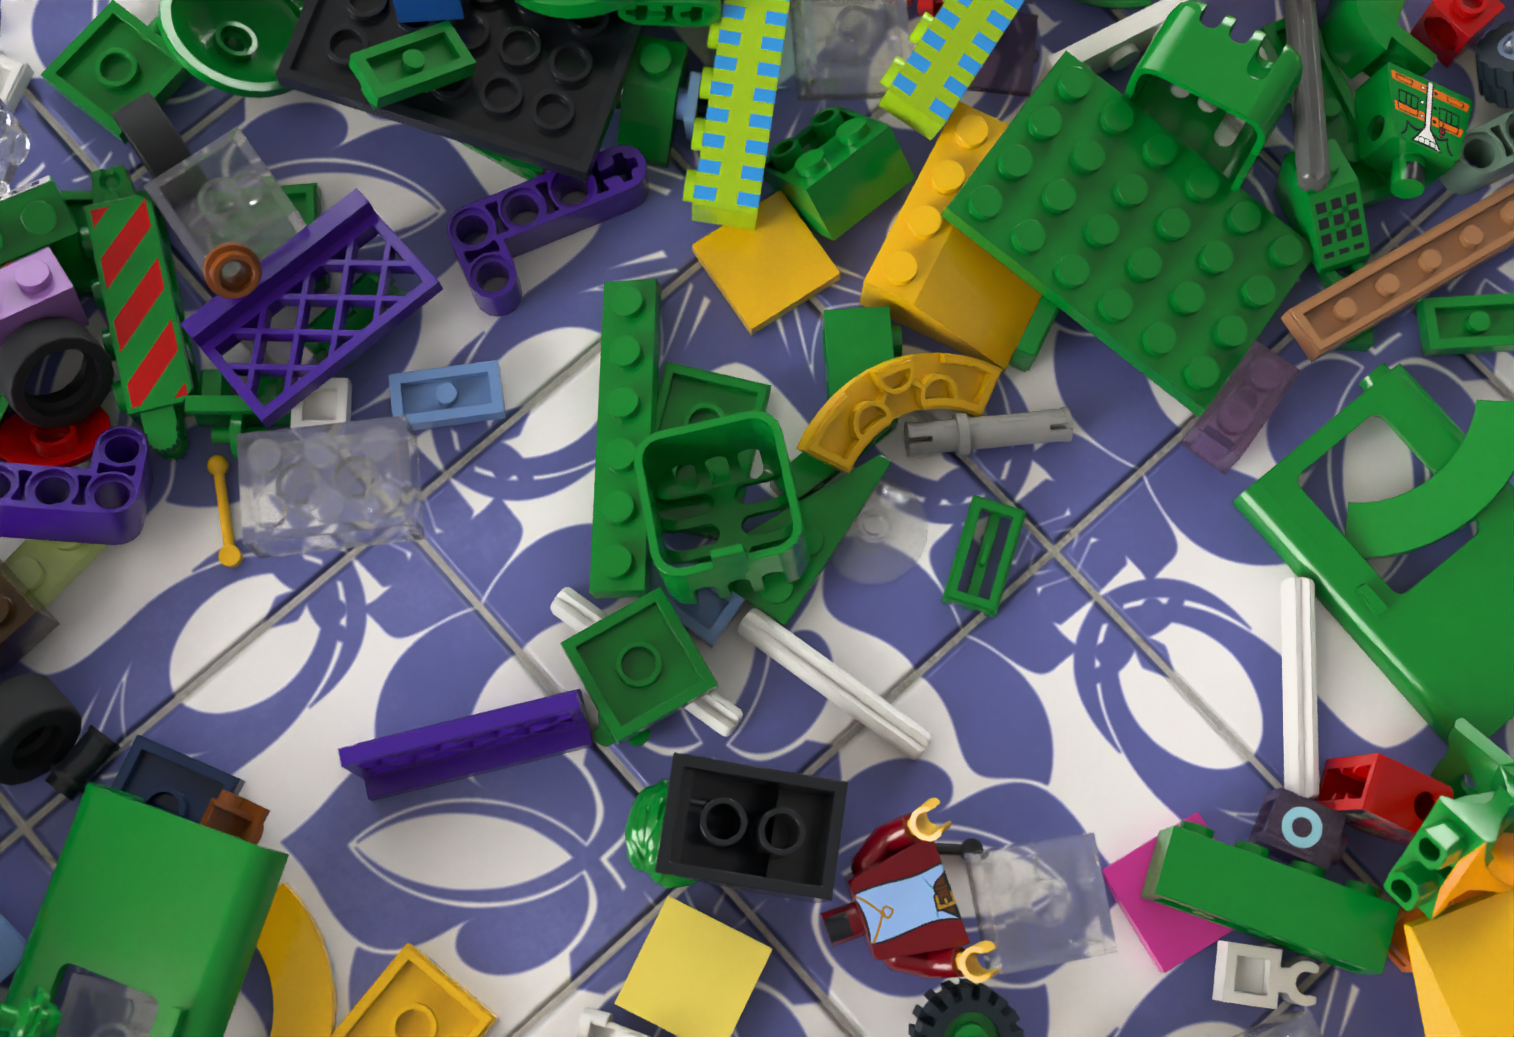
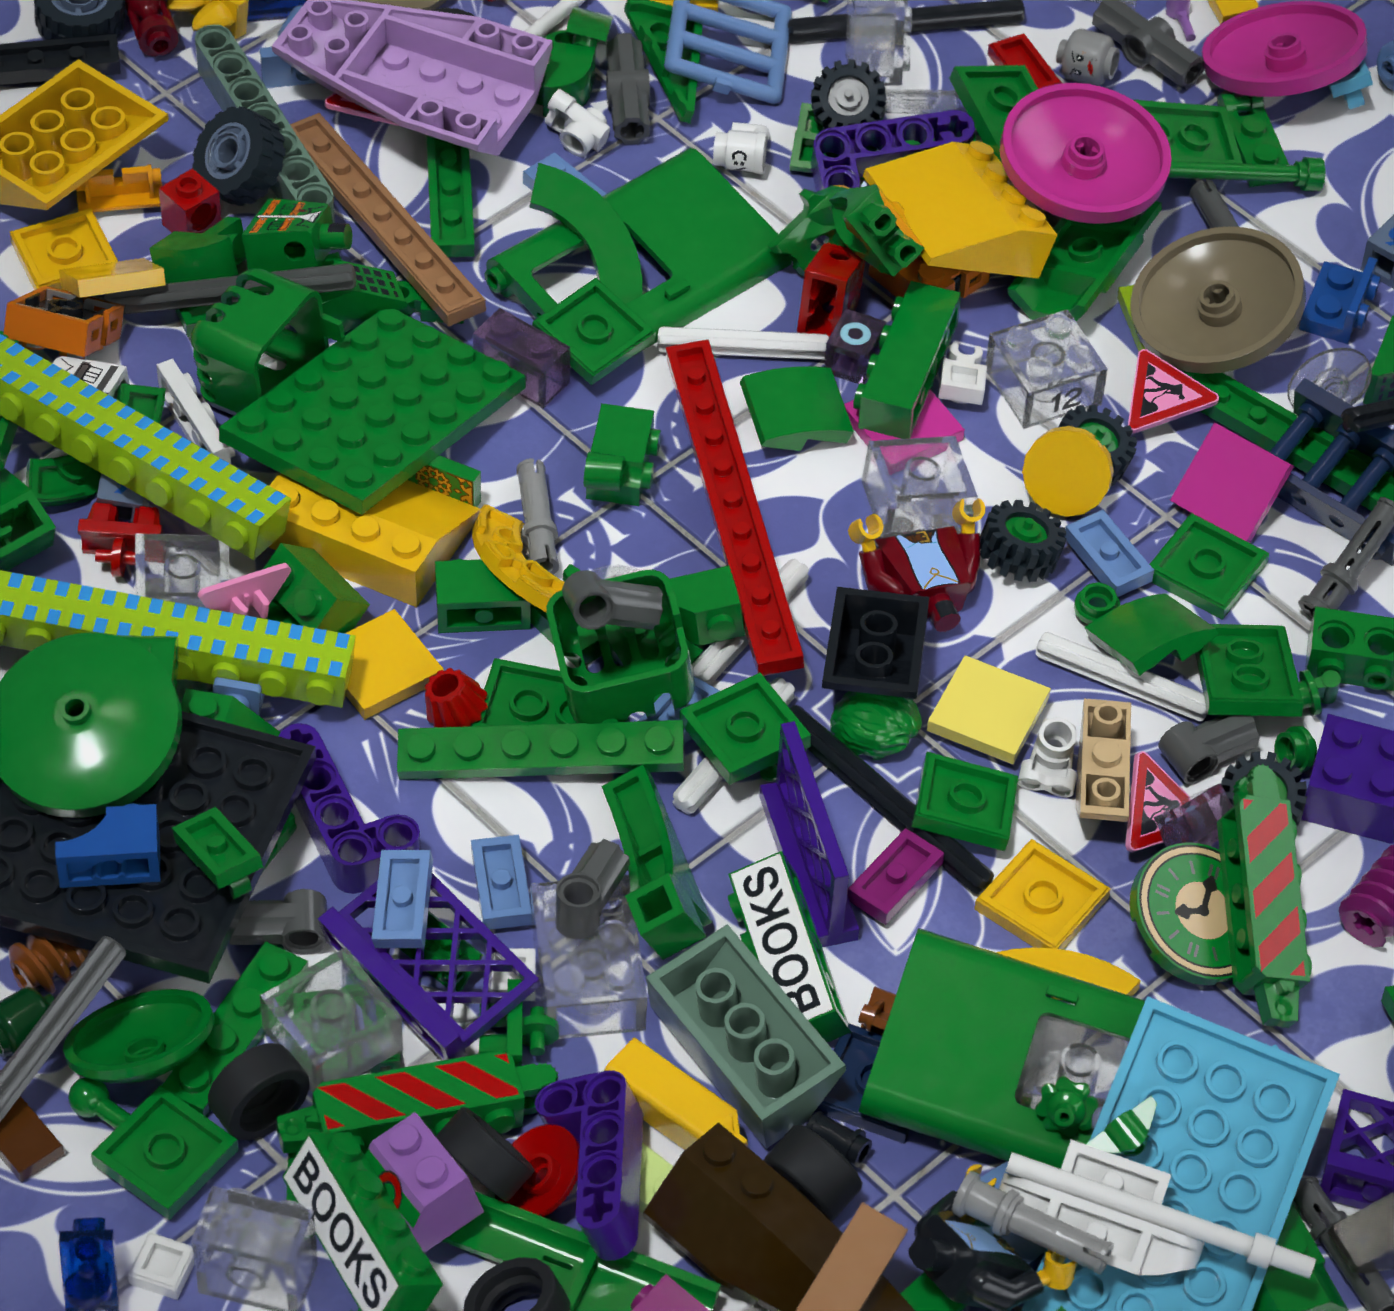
camera: 90 degrees left, 25 degrees down
(130, 585) = (672, 1098): none -> yellow piece
(191, 650) = (745, 1034): none -> sand green slope
(229, 554) = (563, 1058): yellow hinge -> none
(240, 284) = (404, 989): dark orange plate -> none
(278, 137) = (235, 1025): none -> green plate
(319, 711) = (786, 940): none -> brick
(364, 269) = (402, 899): none -> medium blue plate
(366, 471) = (588, 889): none -> dark grey piece
(399, 179) = (284, 922): none -> dark grey piece
(421, 567) = (661, 883): none -> green arch
(442, 845) = (895, 876): none -> magenta plate
(547, 937) = (965, 801): none -> green tile
(560, 844) = (890, 801): none -> black axle
(700, 339) = (454, 699): none -> red piece
(751, 467) = (614, 602): none -> dark grey piece
(807, 92) = (248, 593): none -> bright pink piece
(830, 617) = (709, 606): none -> green slope
(970, 600) = (638, 534): green tile -> none
(1003, 662) = (734, 508): none -> red plate
(1085, 526) = (620, 455): none -> green hinge
(1186, 750) = (796, 406): none -> green slope
(1287, 492) = (597, 329): none -> green tile

